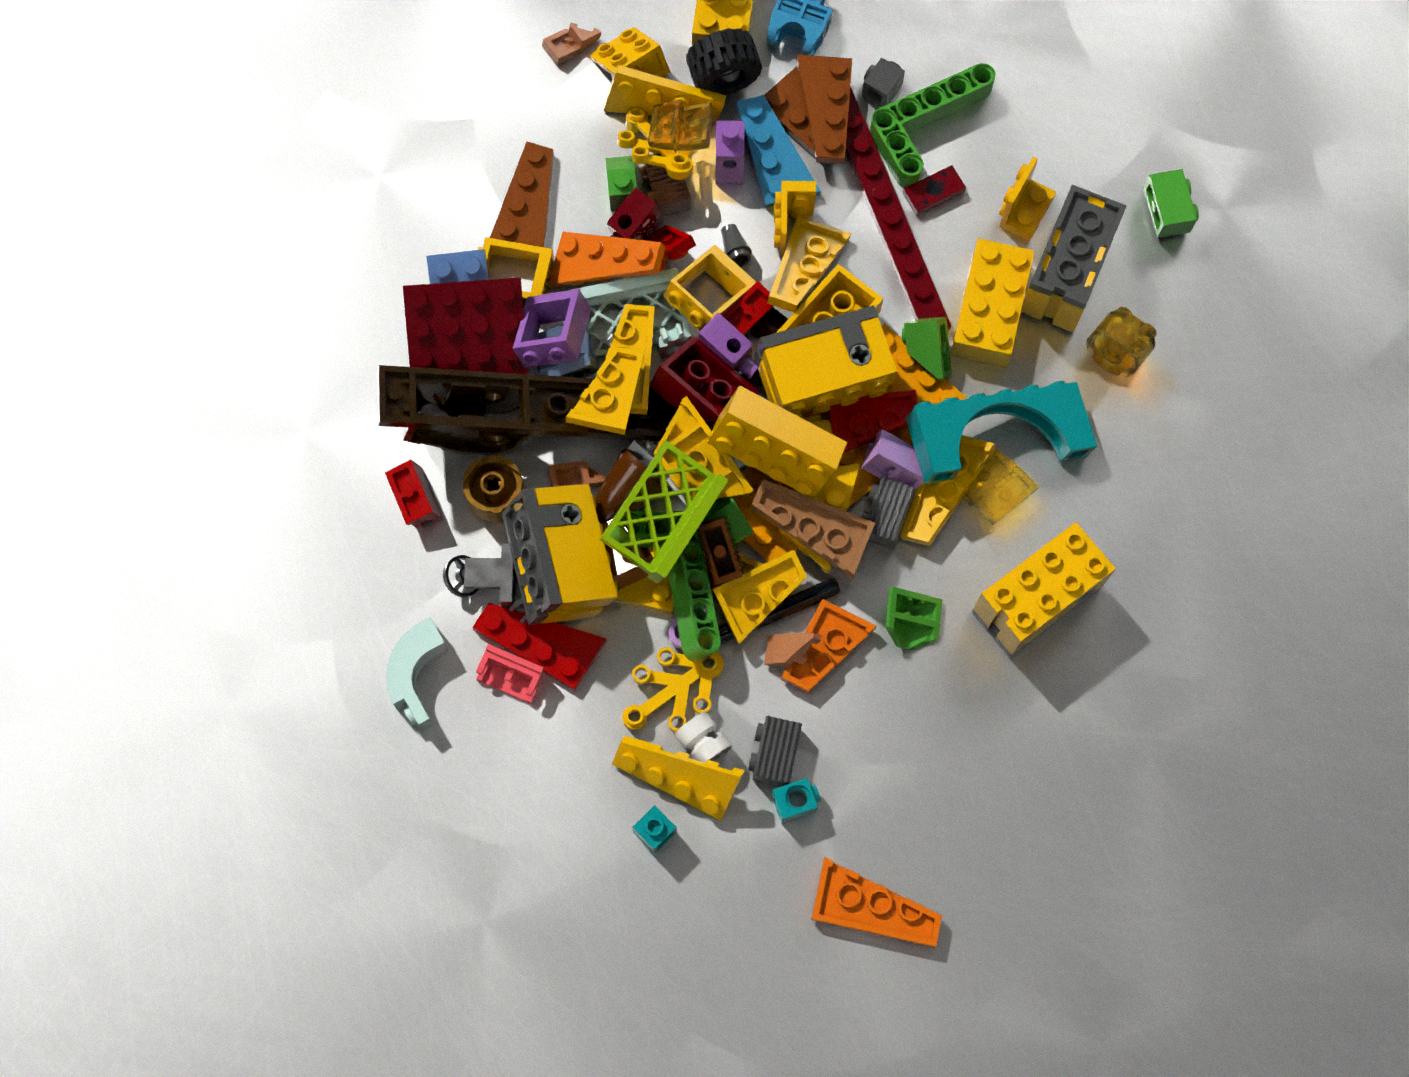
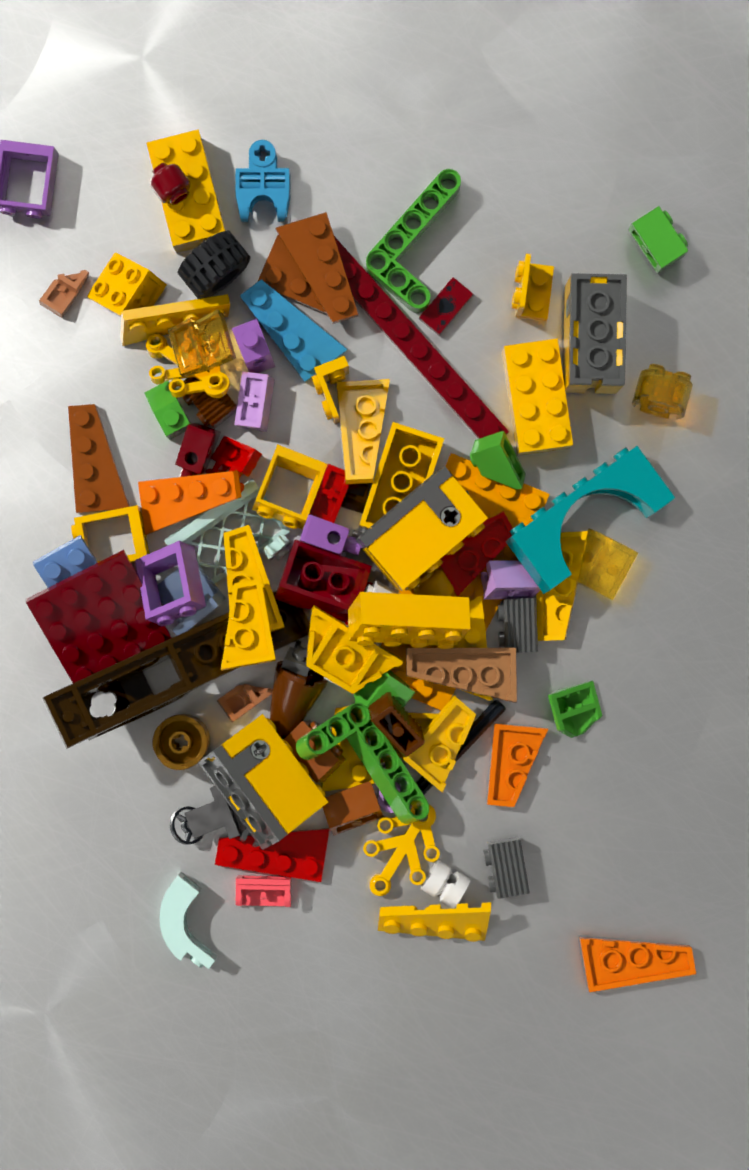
camera: 20 degrees left, 15 degrees up
(413, 494) = (115, 772): red hinge -> none
(637, 626) = (352, 808): none -> dark orange panel
(654, 829) = (435, 972): teal brick -> none
(685, 526) = (361, 727): lime fence -> none
(709, 202) = (254, 401): none -> lavender hinge
(735, 245) = (293, 432): dark grey cone -> none
(788, 812) = (535, 913): teal brick -> none
(789, 648) = (484, 779): nougat slope -> none
(882, 82) = (361, 219): dark grey brick -> none
(1043, 589) = (677, 647): yellow piece -> none

